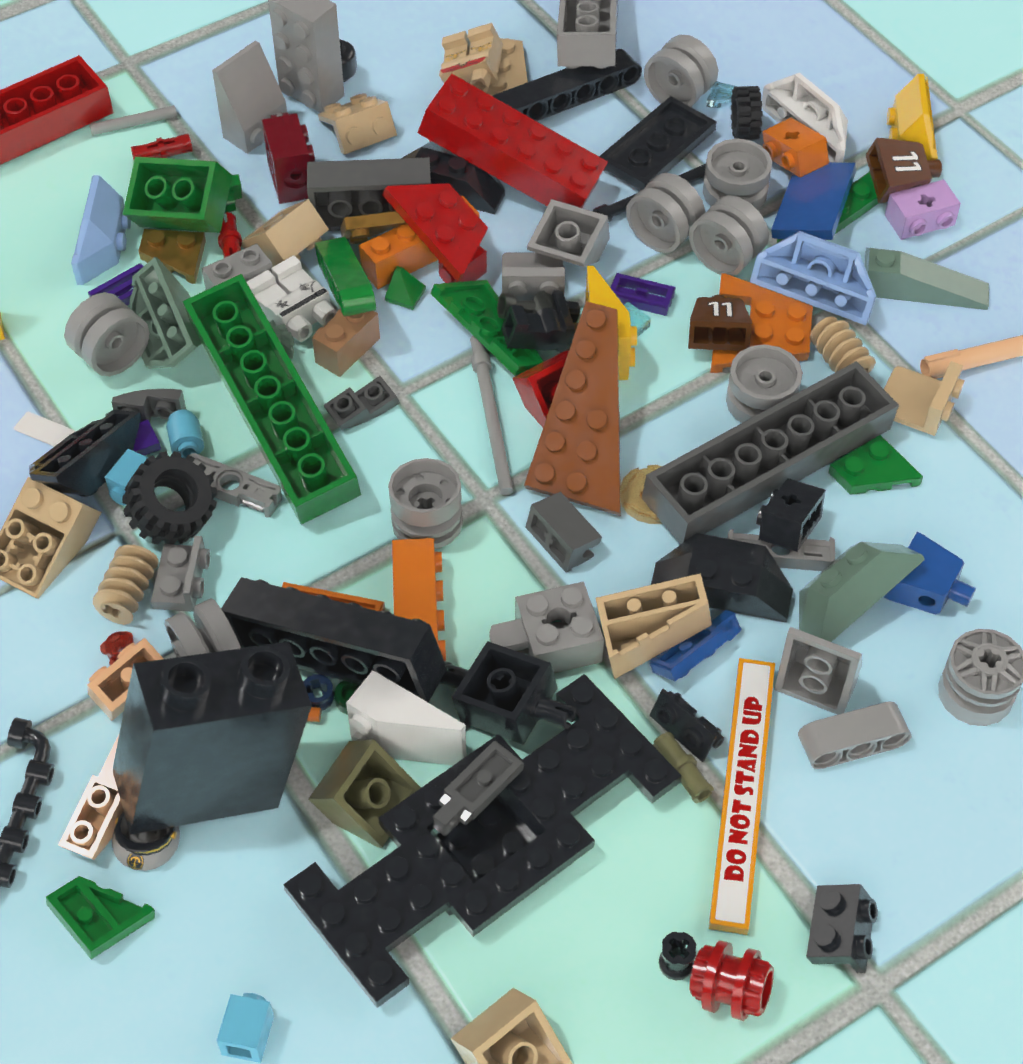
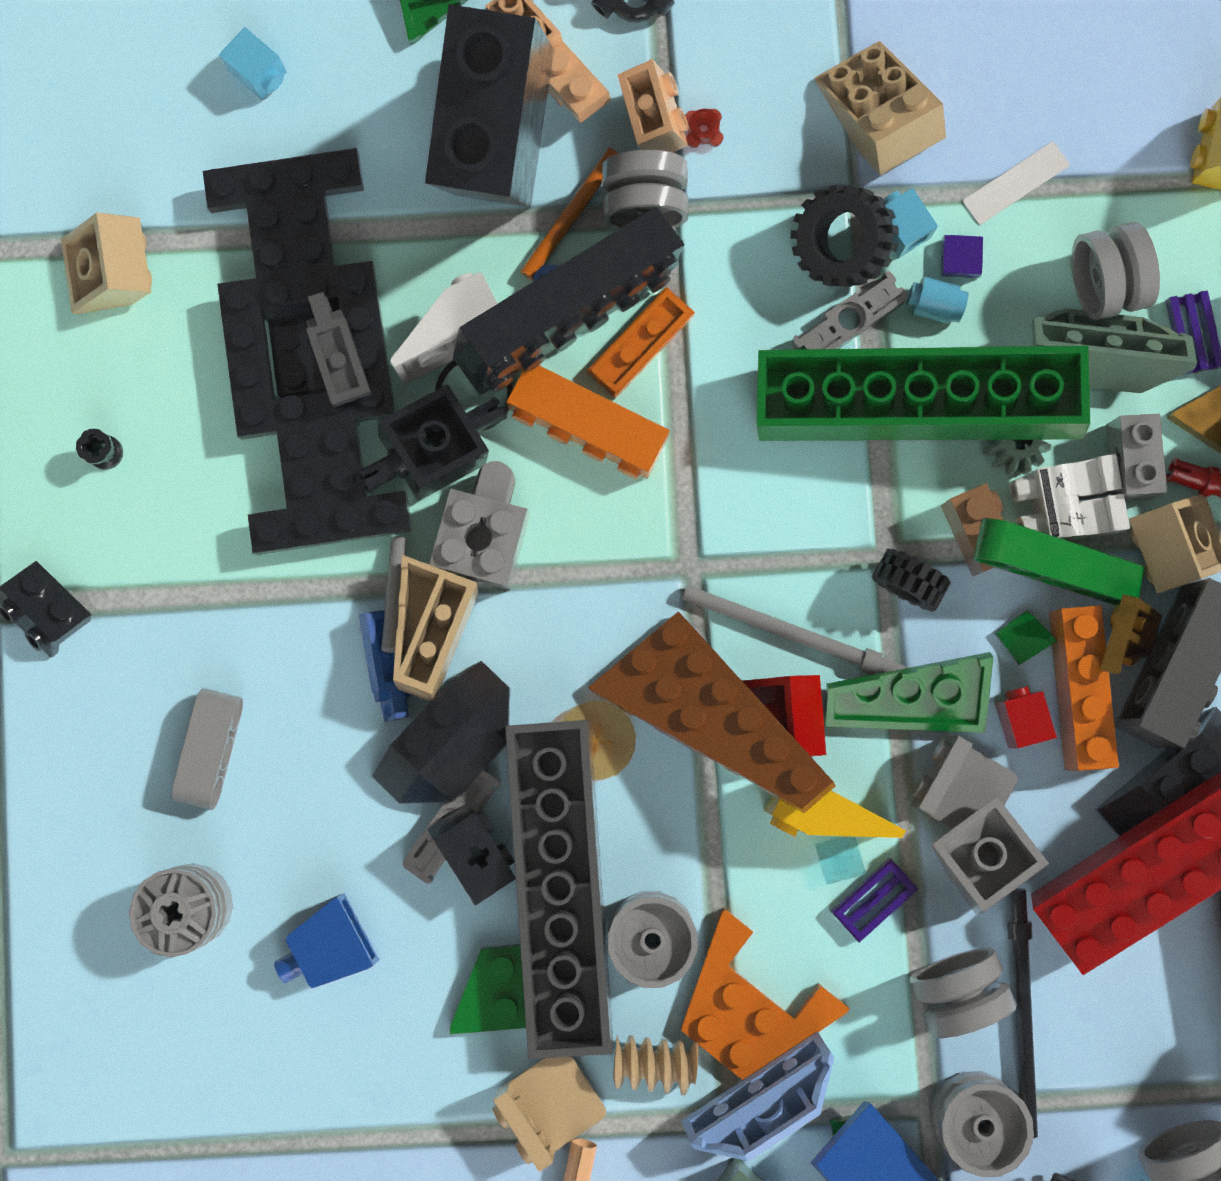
camera: 125 degrees right, 30 degrees up
(88, 454) = (953, 177): black wedge -> none
(125, 583) = (772, 159): tan piece -> none
(151, 402) = (1002, 265): dark grey slope -> none
(180, 576) = (758, 219): light grey bracket -> none
(355, 408) = (883, 504): dark grey slope -> none
(361, 789) = (413, 266): olive slope -> none
(409, 354) = (911, 579): none -> black tyre
(426, 501) = (706, 467): light grey wheel -> none
(440, 221) = (1076, 710): red wing -> none
(538, 323) = (875, 763): black hips -> none
(562, 531) = (596, 615): dark grey hinge -> none
(644, 663) = (397, 549): none -> light grey bar
(658, 142) = (1100, 1071): black plate -> none
(679, 718) = (299, 604): black hinge -> none
(686, 765) = (272, 569): olive pin -> none
(719, 324) = (769, 950): reddish brown torso -> none
(729, 235) = (885, 1044): light grey wheel -> none
(731, 980) = (44, 476): red piece -> none
(742, 798) = (221, 612): tile -> none
(818, 671) = (277, 756): light grey slope -> none
(852, 586) = (354, 855): sand green wedge -> none

